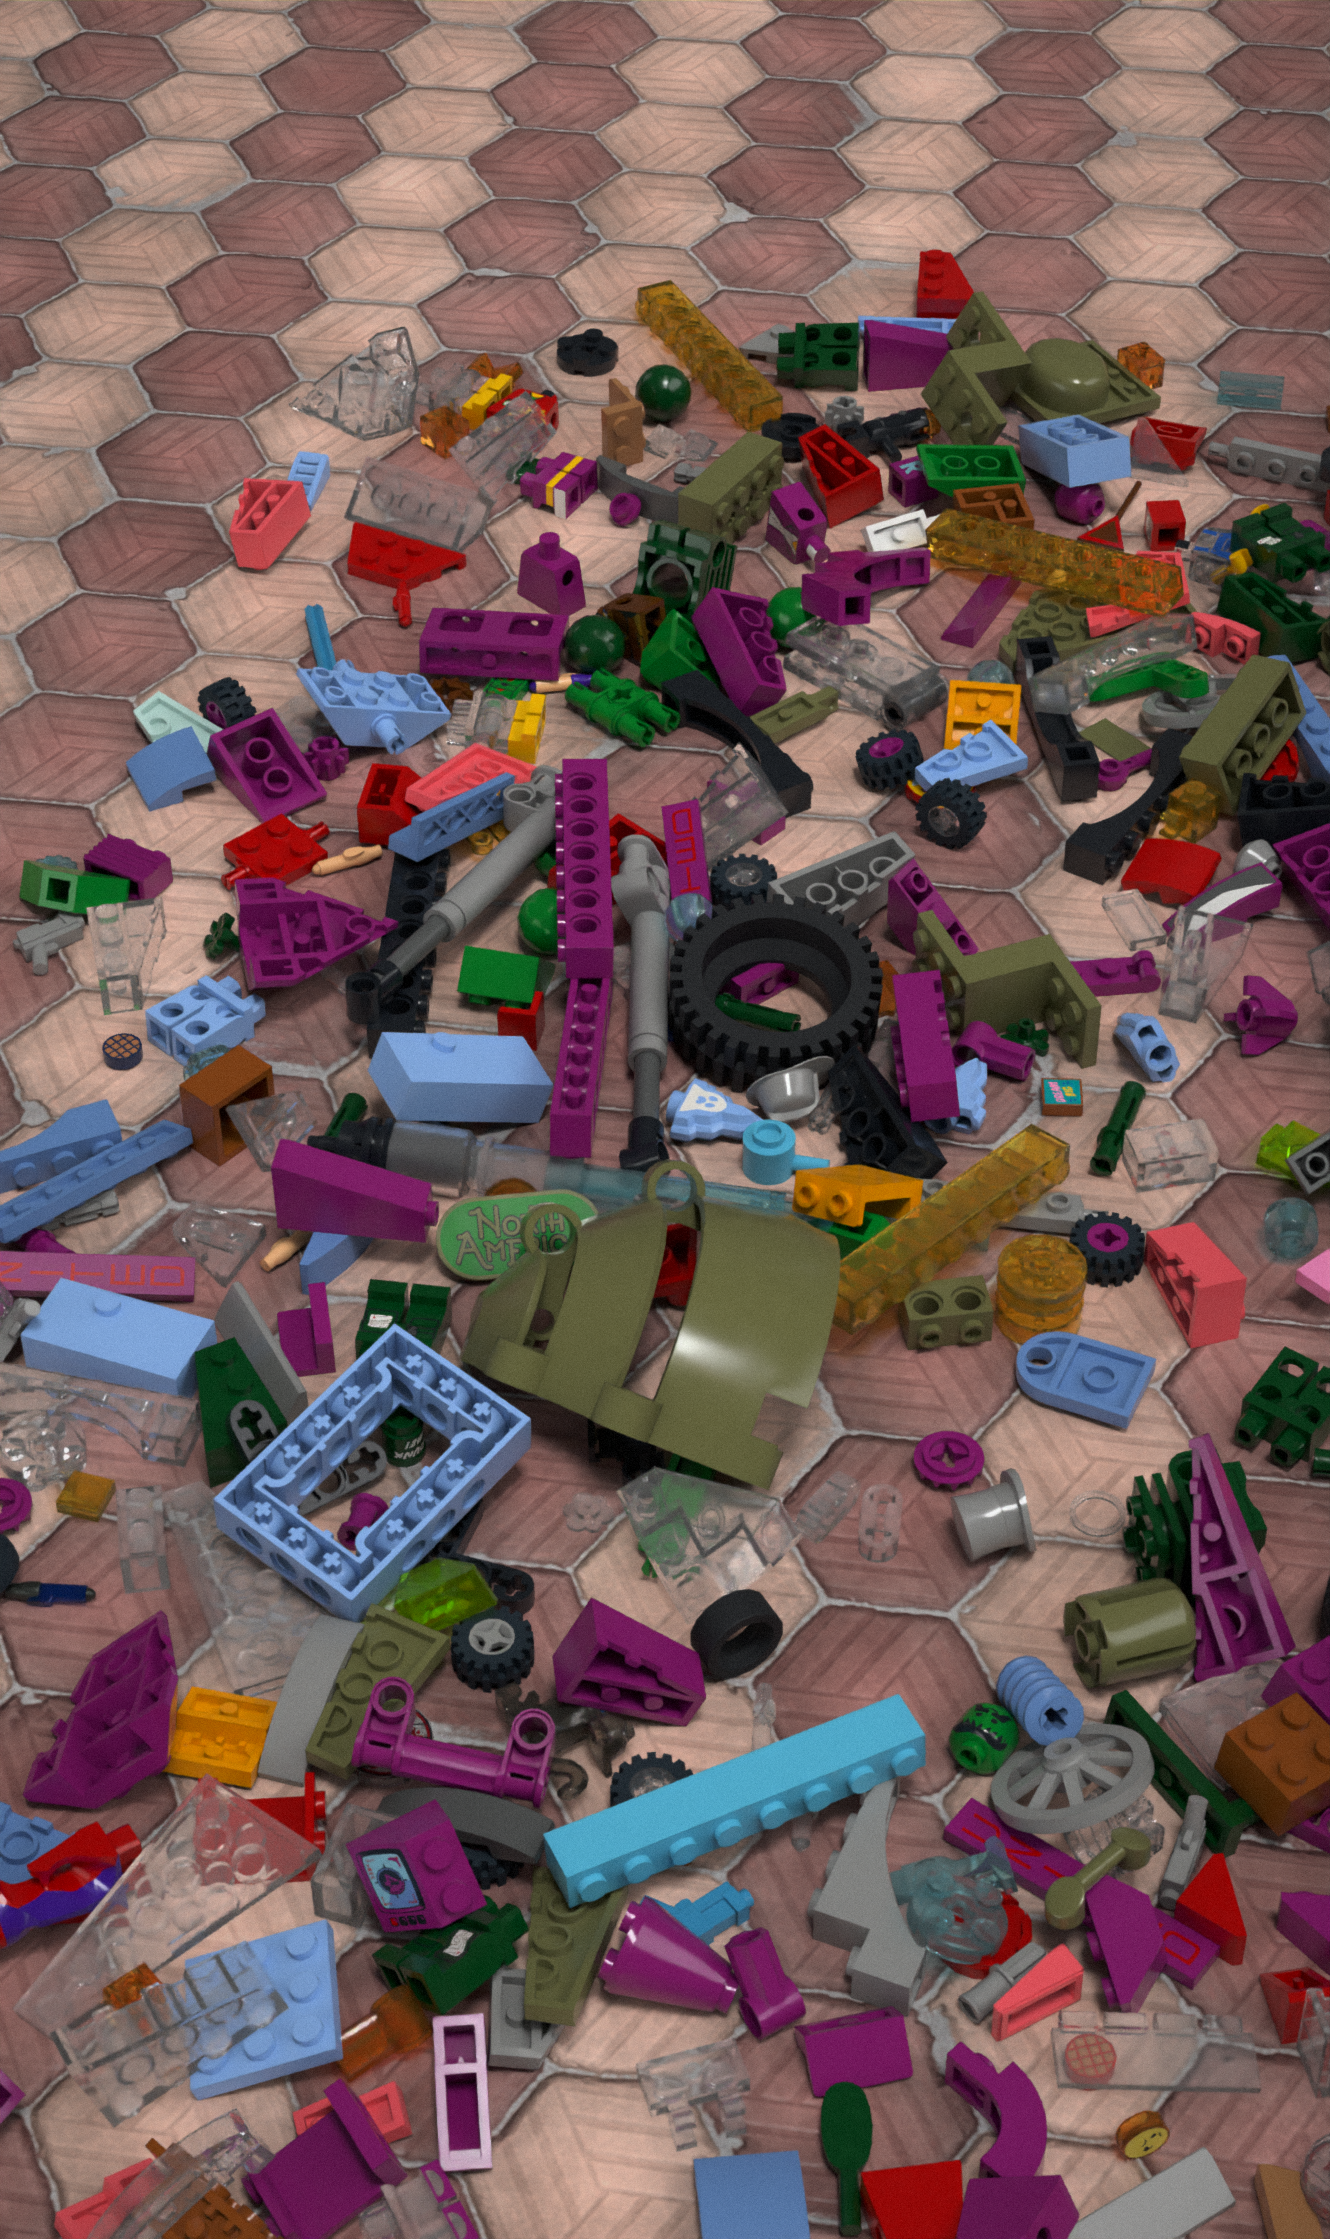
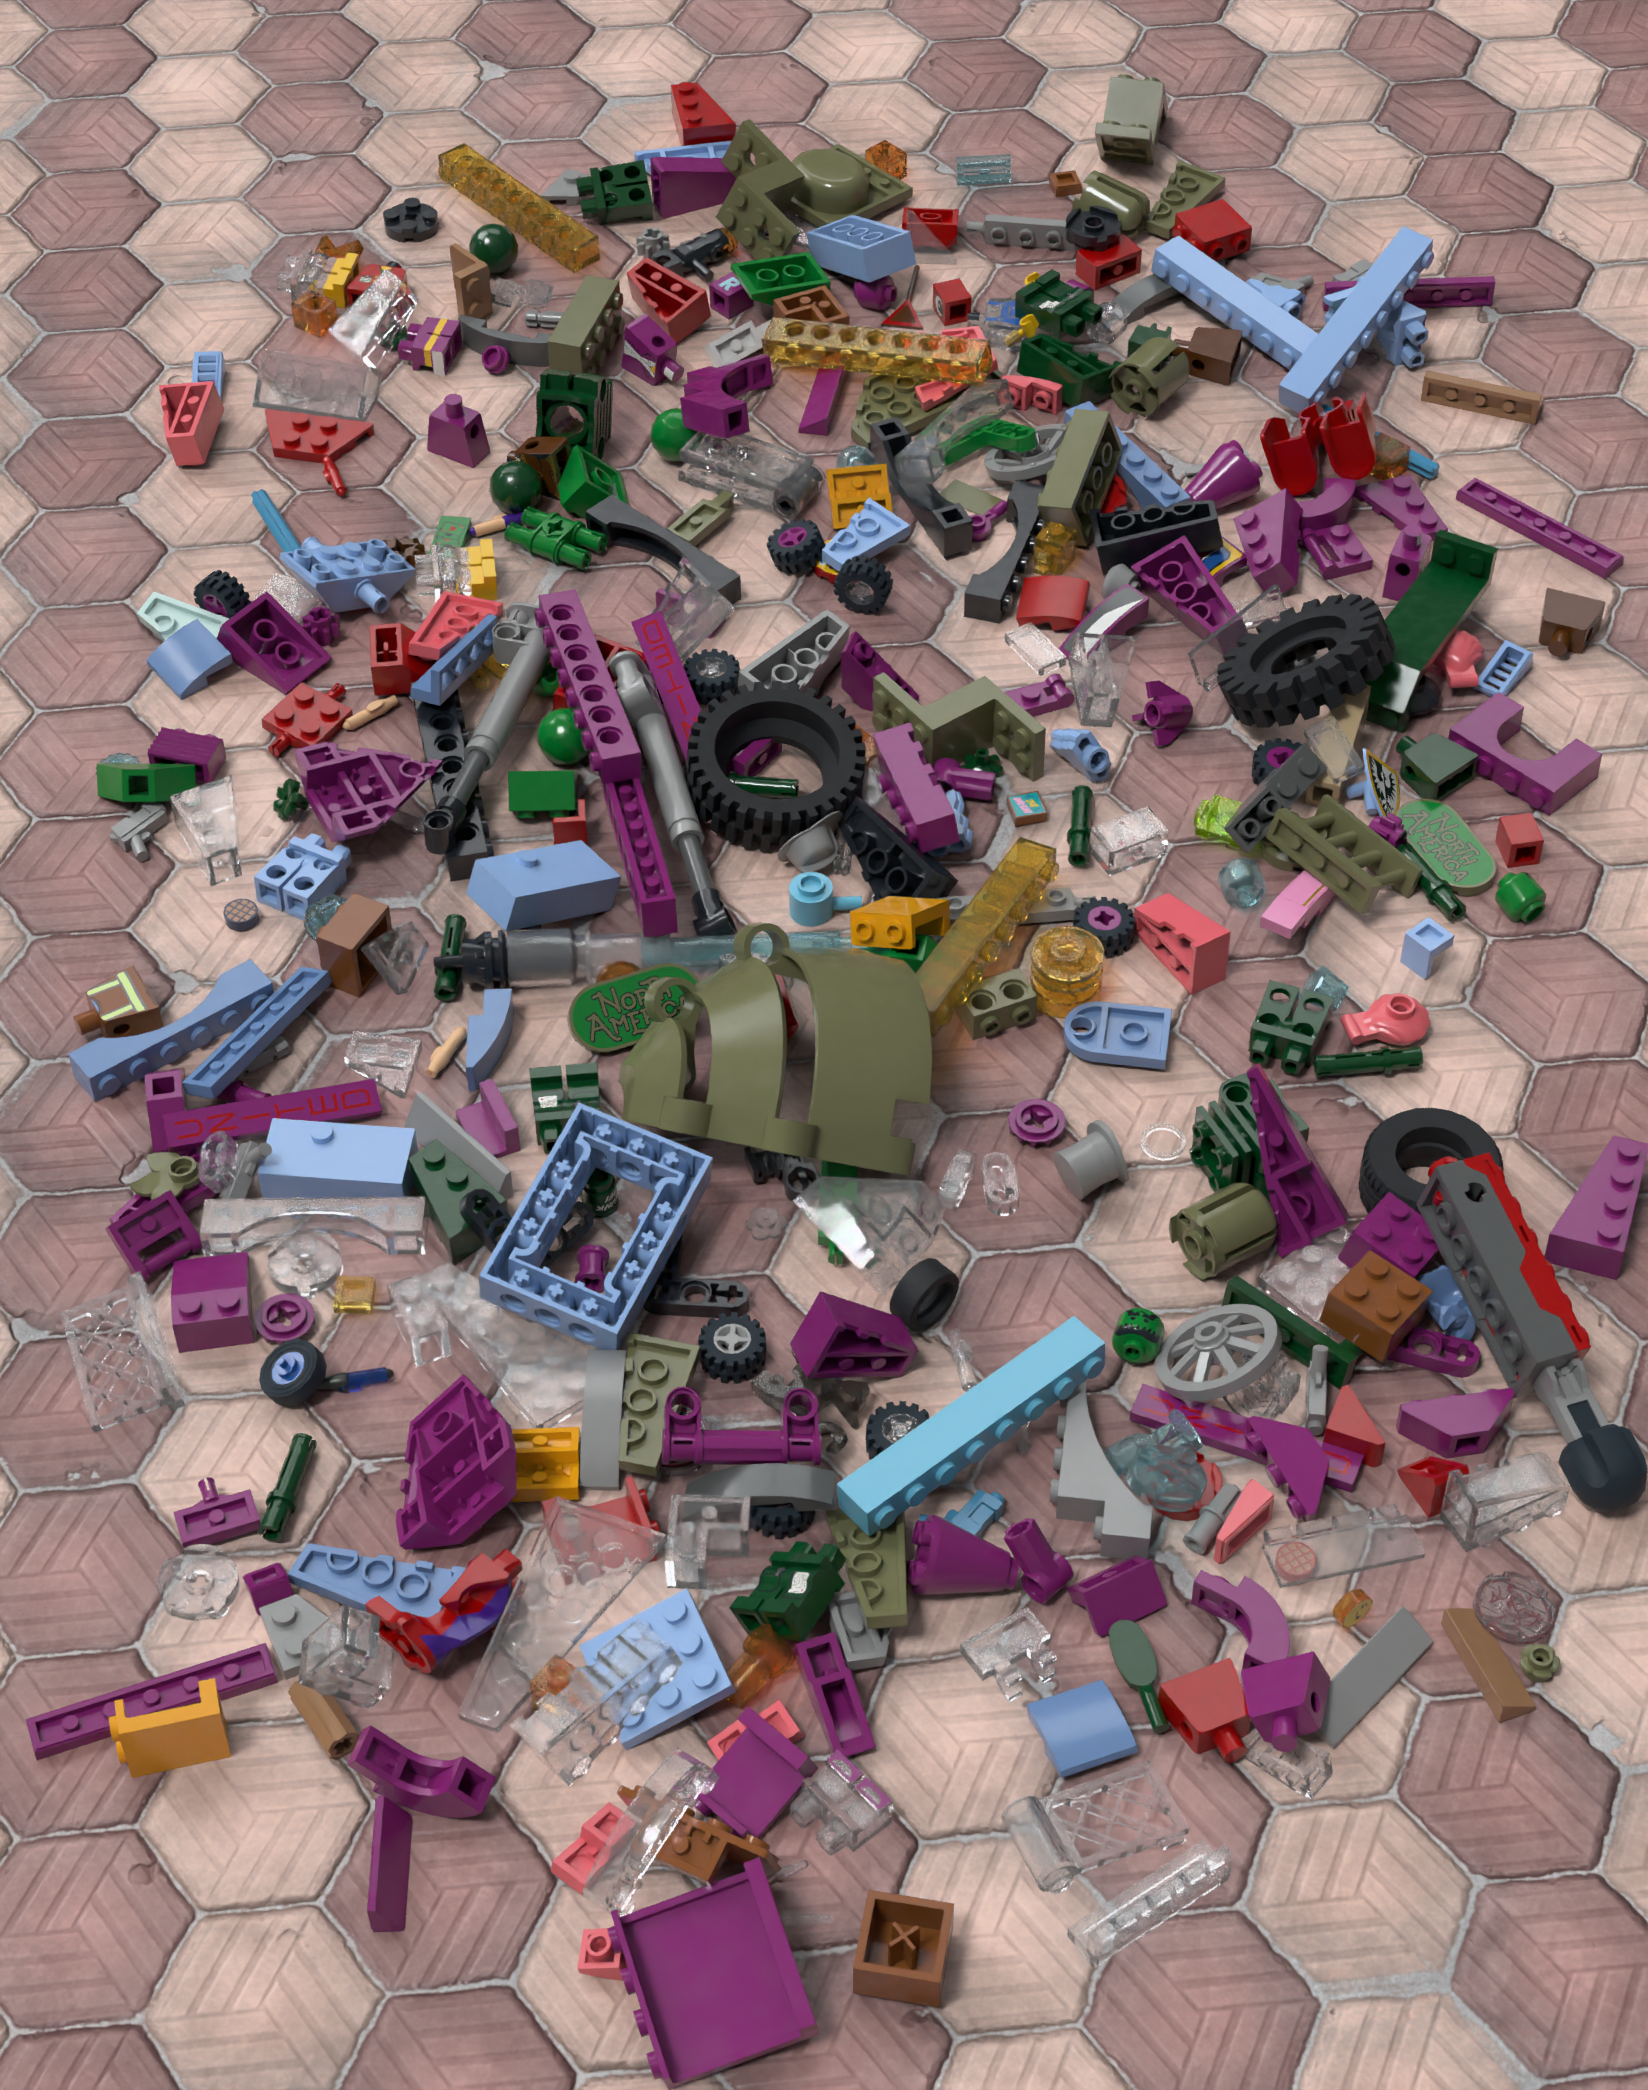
camera: 15 degrees left, 5 degrees up
(348, 1197) = (493, 1003): magenta slope -> none
(369, 392) = (236, 287): clear wedge -> none
(416, 1871) = (749, 1534): magenta slope -> none
(442, 1593) = (683, 1311): clear neon green slope -> none
(493, 644) = (429, 500): magenta window -> none
(683, 912) = (682, 713): clear light blue piece -> none
(706, 1114) = (751, 877): light blue rock -> none
(741, 648) = (642, 470): magenta wedge -> none
(788, 430) = (613, 259): black plate -> none
(1039, 1700) = (1174, 1298): medium blue piece -> none
(1066, 1896) = (1249, 1442): olive bar -> none

